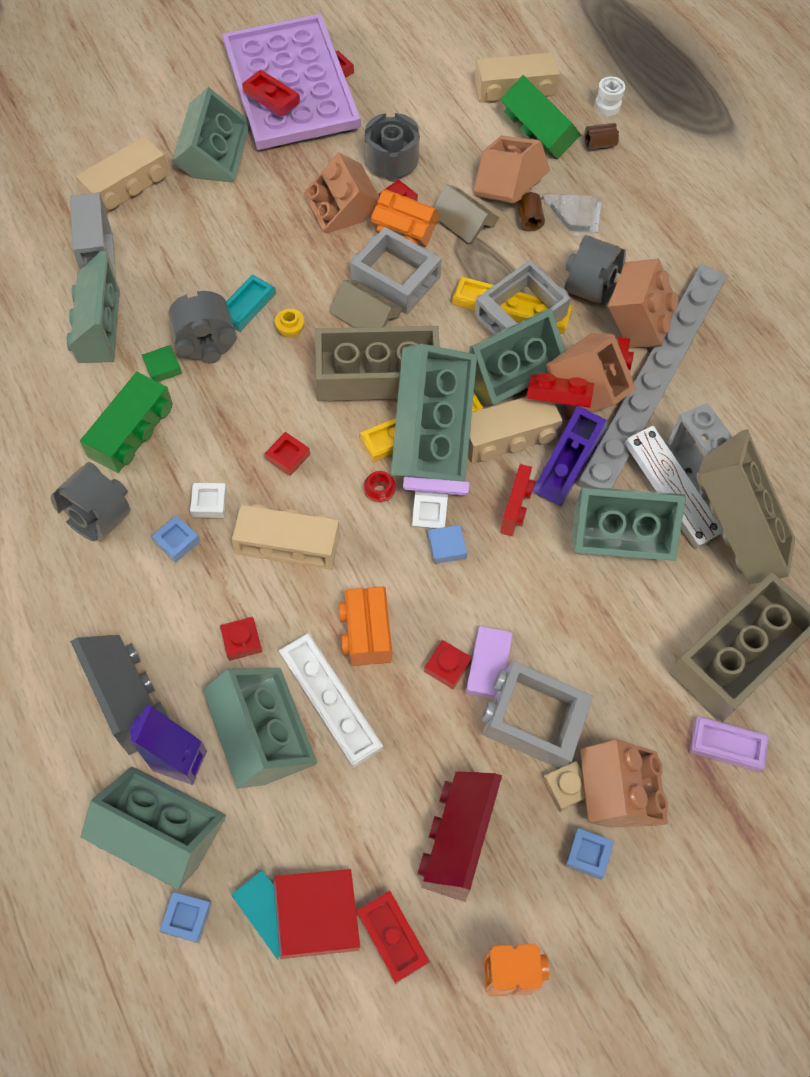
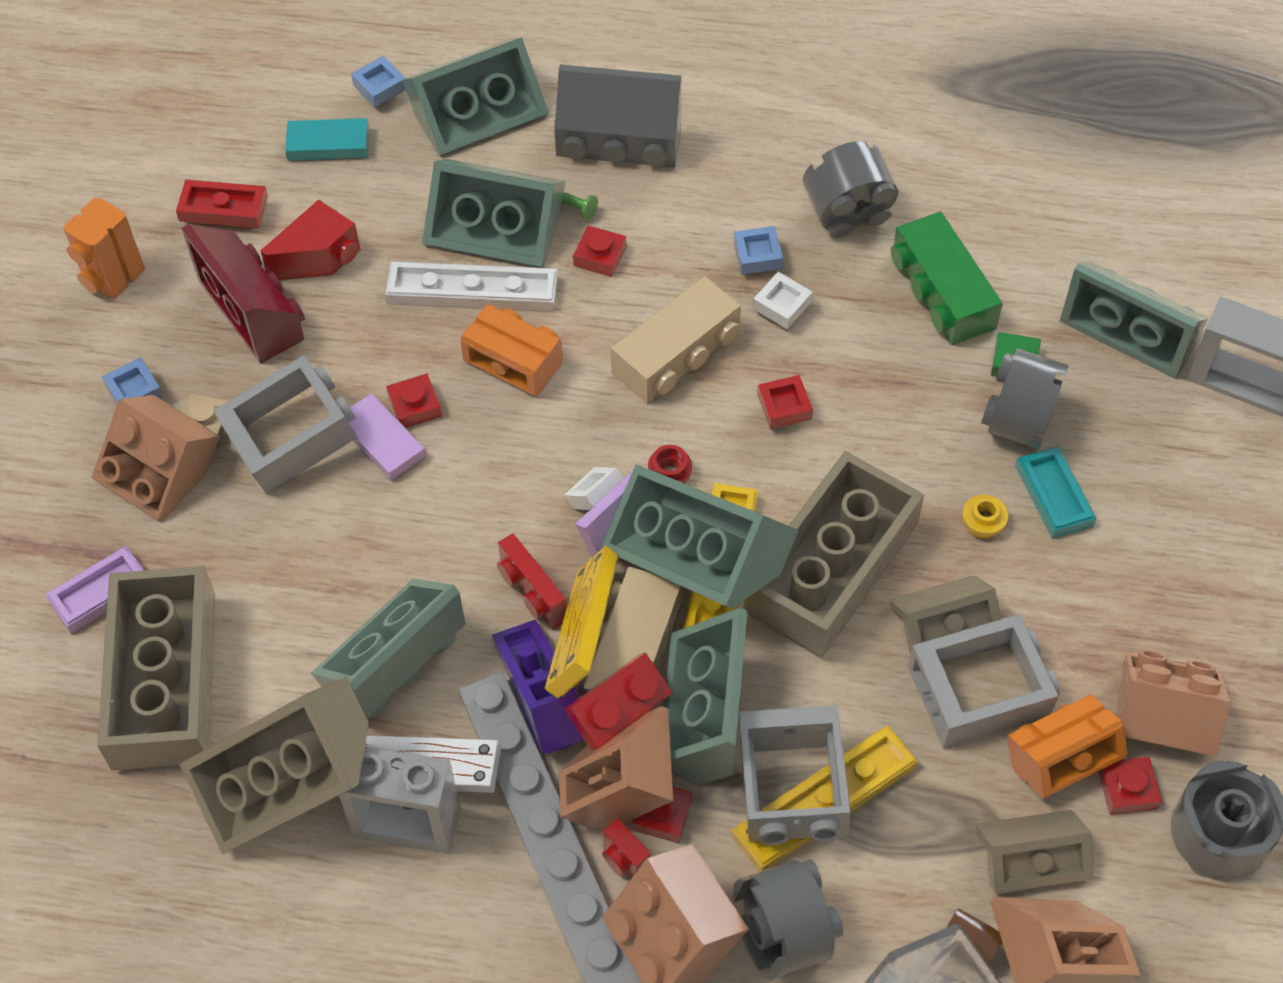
camera: 130 degrees right, 5 degrees down
(167, 746) = (523, 117): dark purple slope -> none
(208, 671) = (587, 206): none -> bright green pin
(316, 913) = (292, 161): red tile -> none
(380, 827) = (312, 245): none -> red slope
(447, 544) = (544, 487): medium blue tile -> none
(529, 439) = (582, 623): none -> yellow tile

